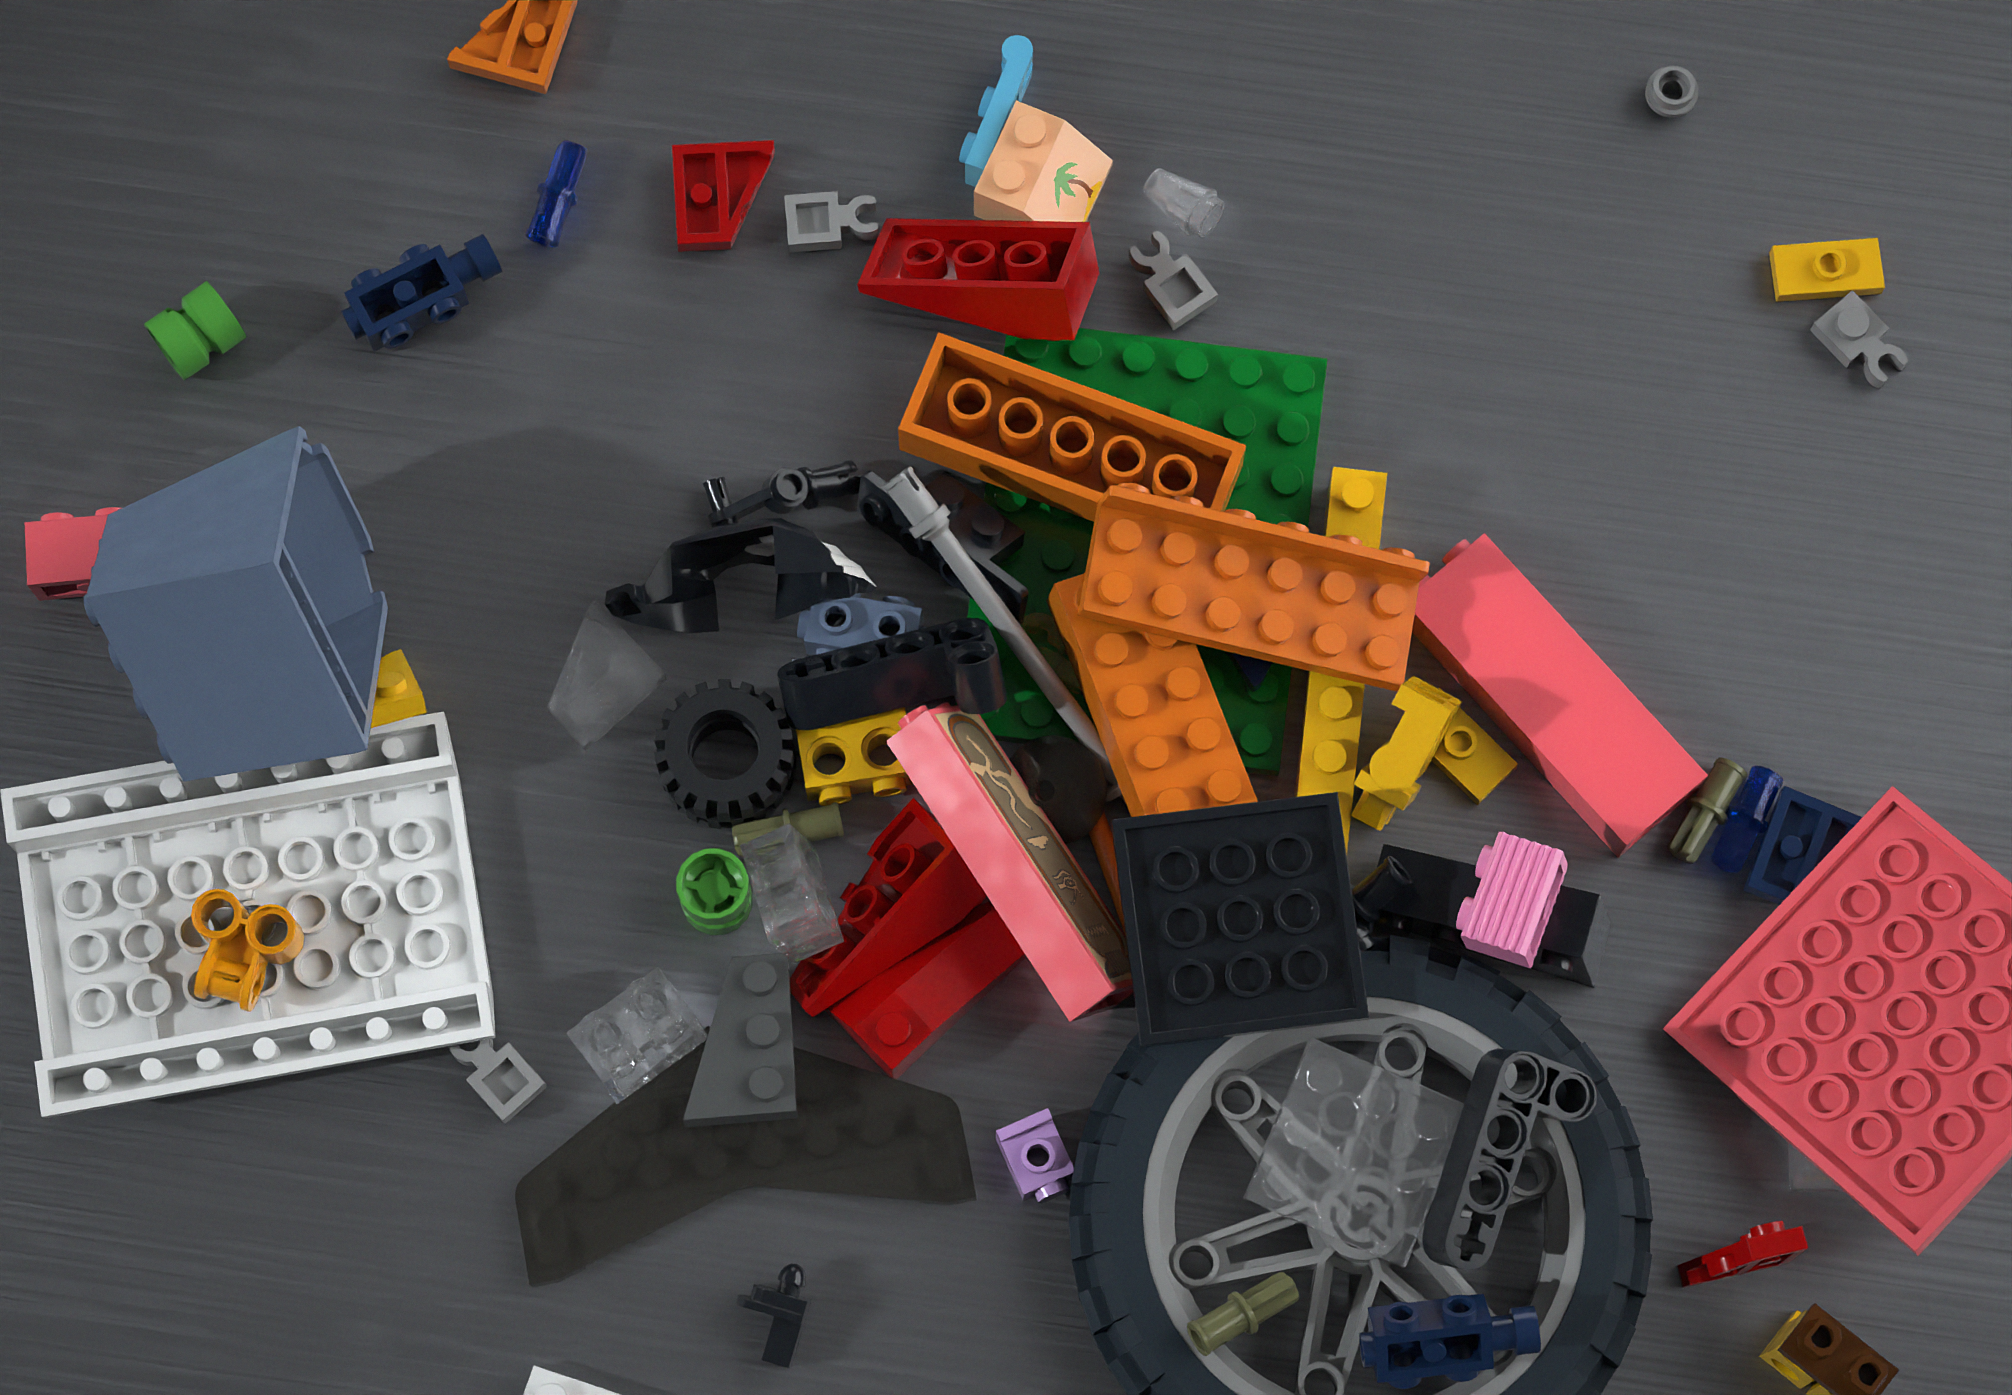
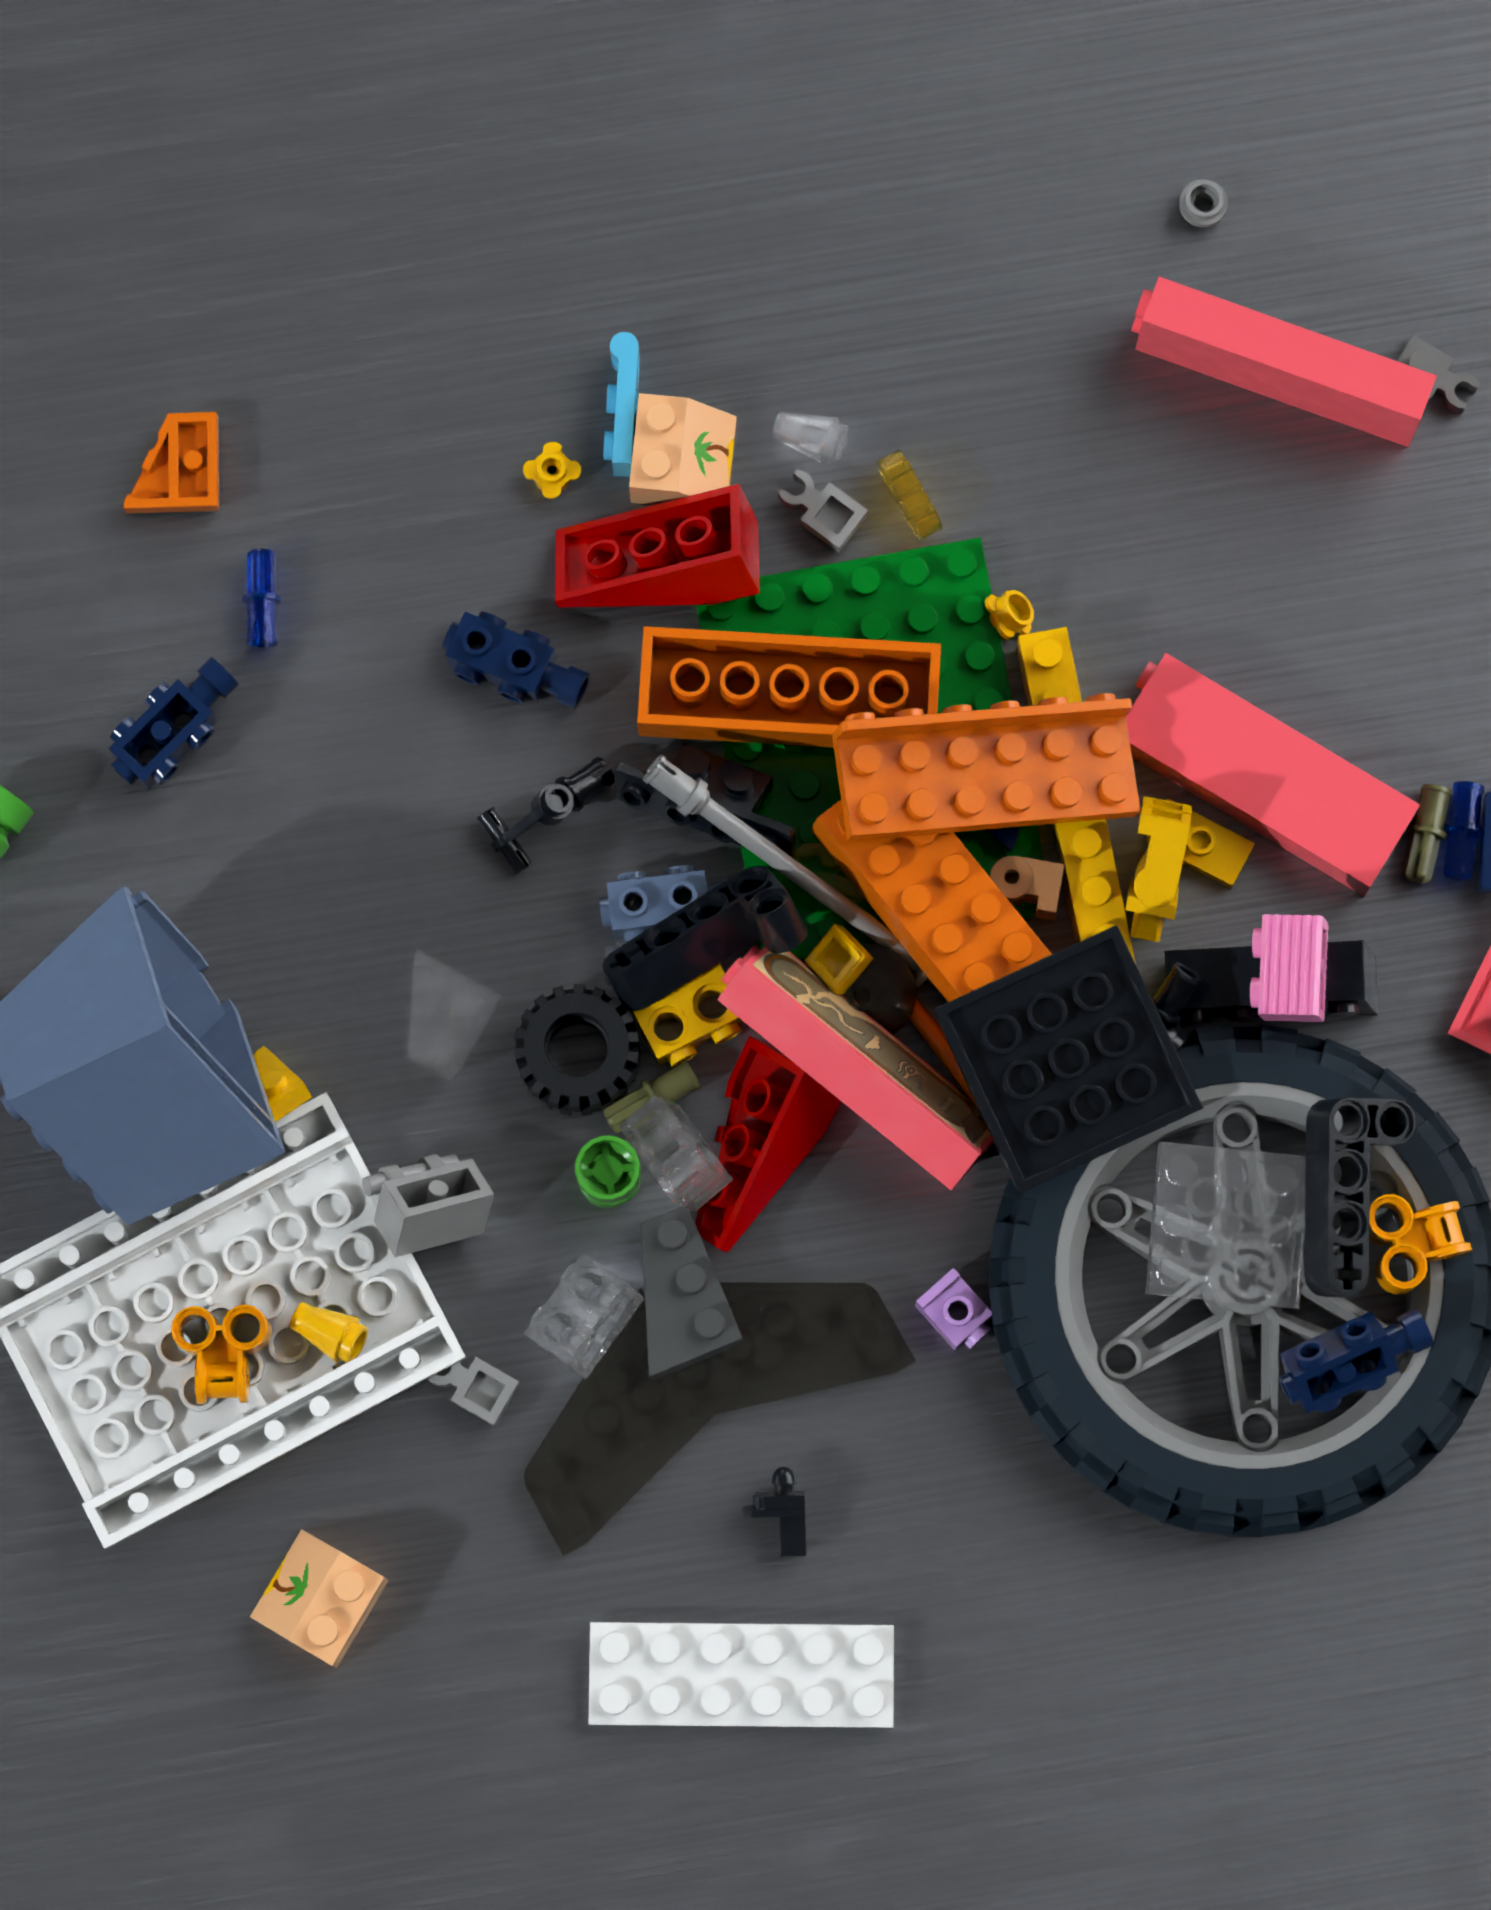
camera: 15 degrees left, 5 degrees up
(255, 1248) = (319, 1598): none -> light nougat slope
(363, 966) = (331, 1332): none -> yellow cone
(513, 864) = (429, 1202): none -> light grey brick
(682, 587) = (491, 917): black animal -> none
(716, 190) = (399, 552): red wing -> none
(777, 330) = (496, 660): none -> dark blue brick
(818, 221) = (499, 552): light grey plate -> none
(902, 171) = (552, 484): none -> yellow plate
(928, 991) = (817, 1198): red wedge -> none
(1033, 745) = (838, 959): none -> yellow tile
(1242, 1313) = (1175, 1390): olive axle -> none
(1262, 726) = (1031, 882): none -> medium nougat leg
(1266, 292) = (909, 494): none -> clear yellow beam
(1333, 444) = (1010, 613): none -> yellow plate
(1565, 1232) = (1421, 1238): none -> light orange piece
(1704, 271) = (1282, 361): none -> coral brick
(1826, 269) = (1387, 319): yellow plate -> none

